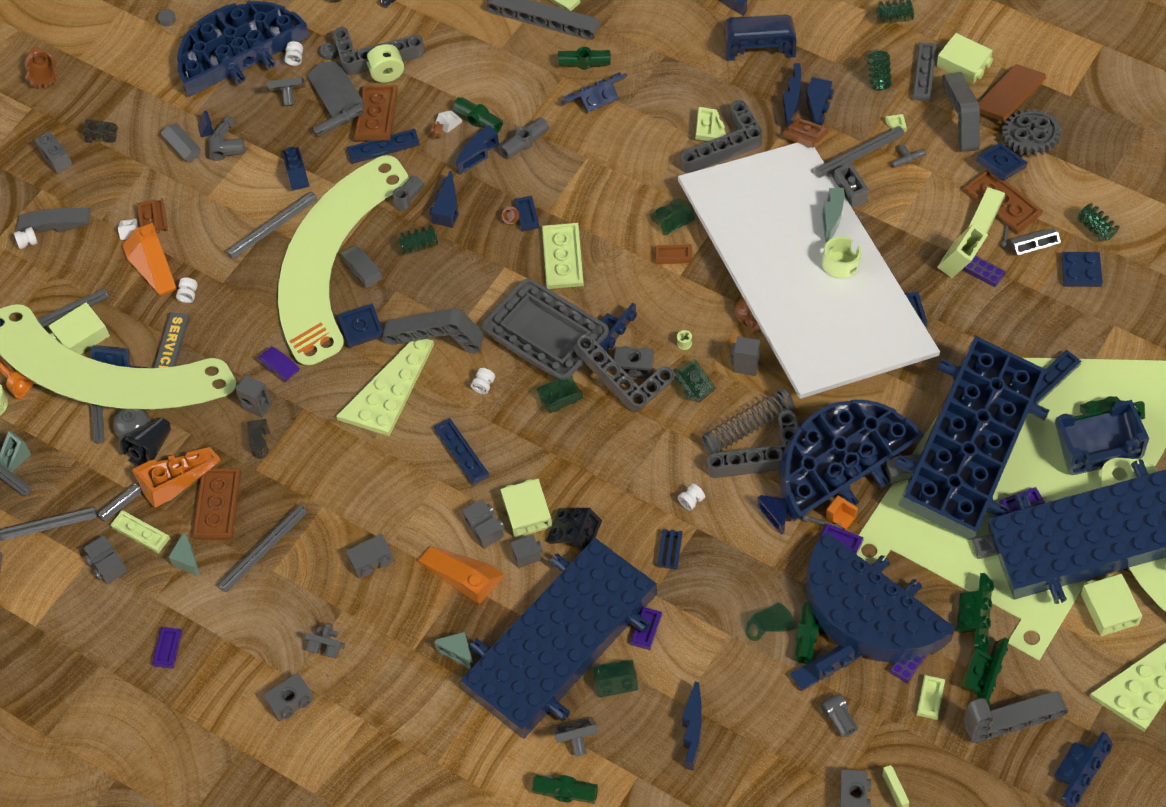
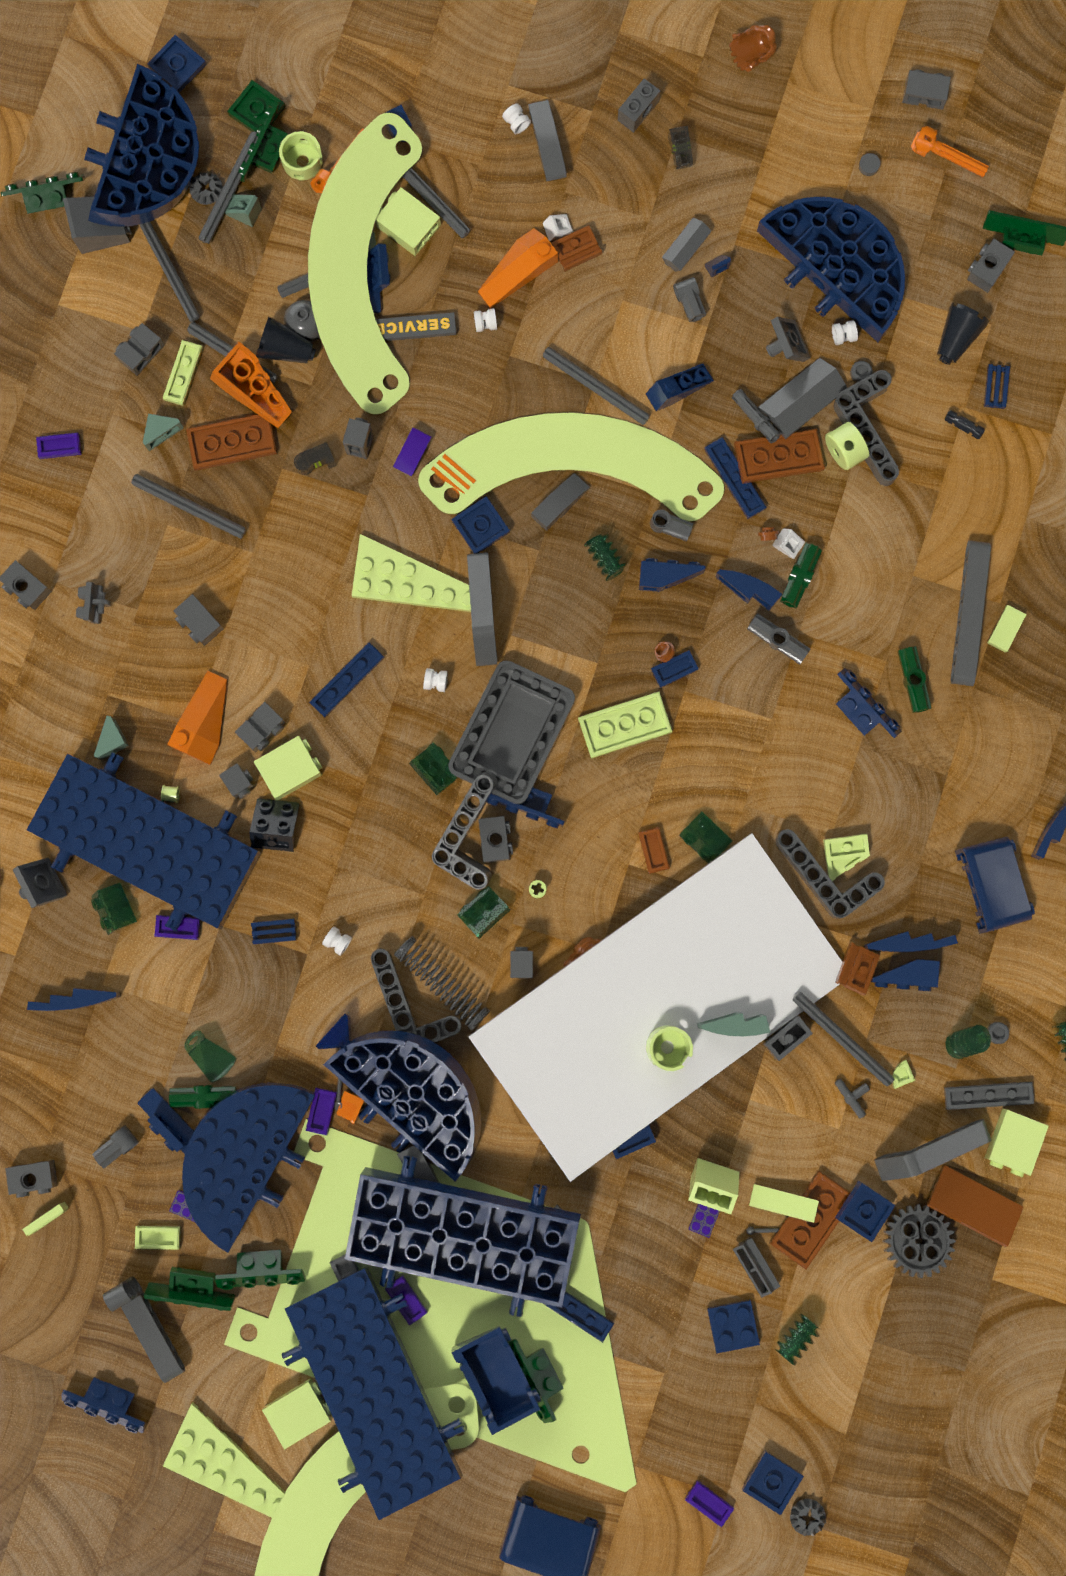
camera: 75 degrees right, 25 degrees up
(223, 128) = (715, 285): dark grey axle -> none
(521, 607) = (170, 794): none -> yellowish green axle

